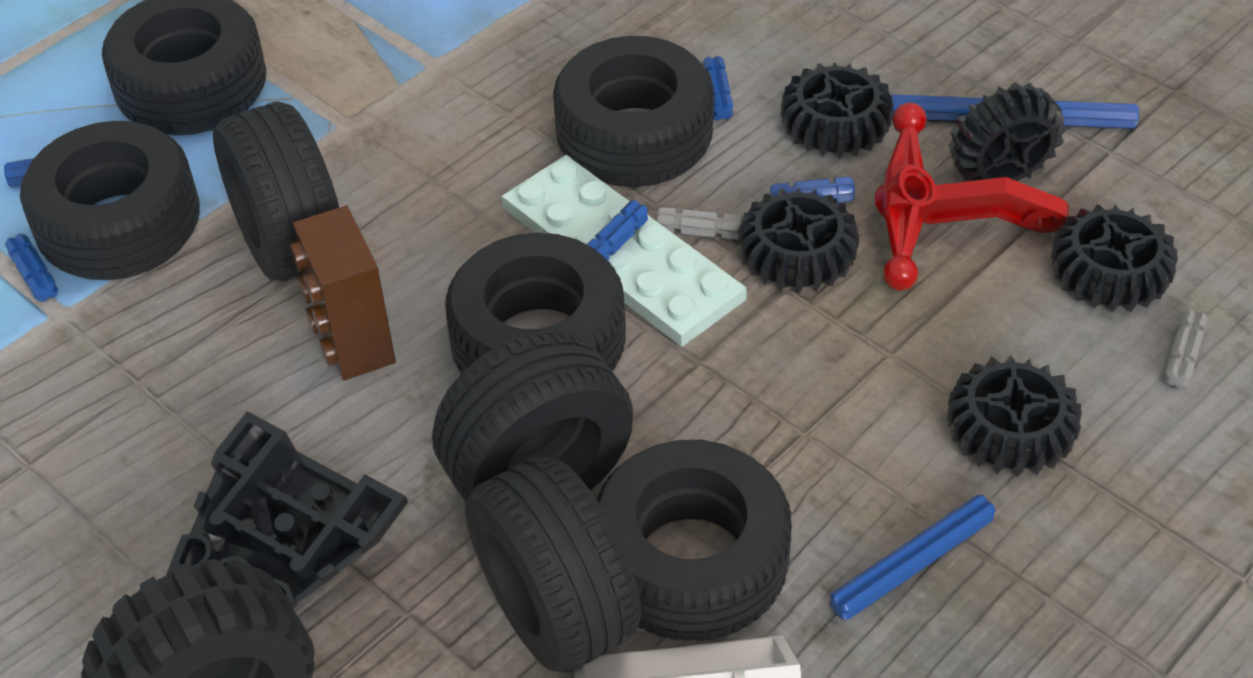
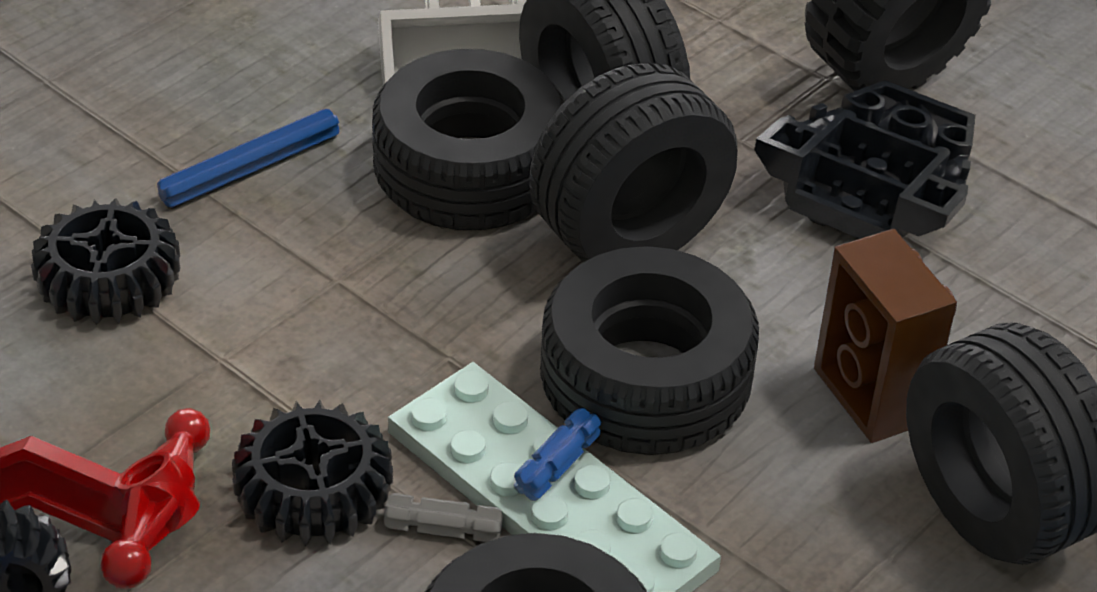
camera: 175 degrees right, 5 degrees down
(841, 189) = (279, 560): blue axle -> none

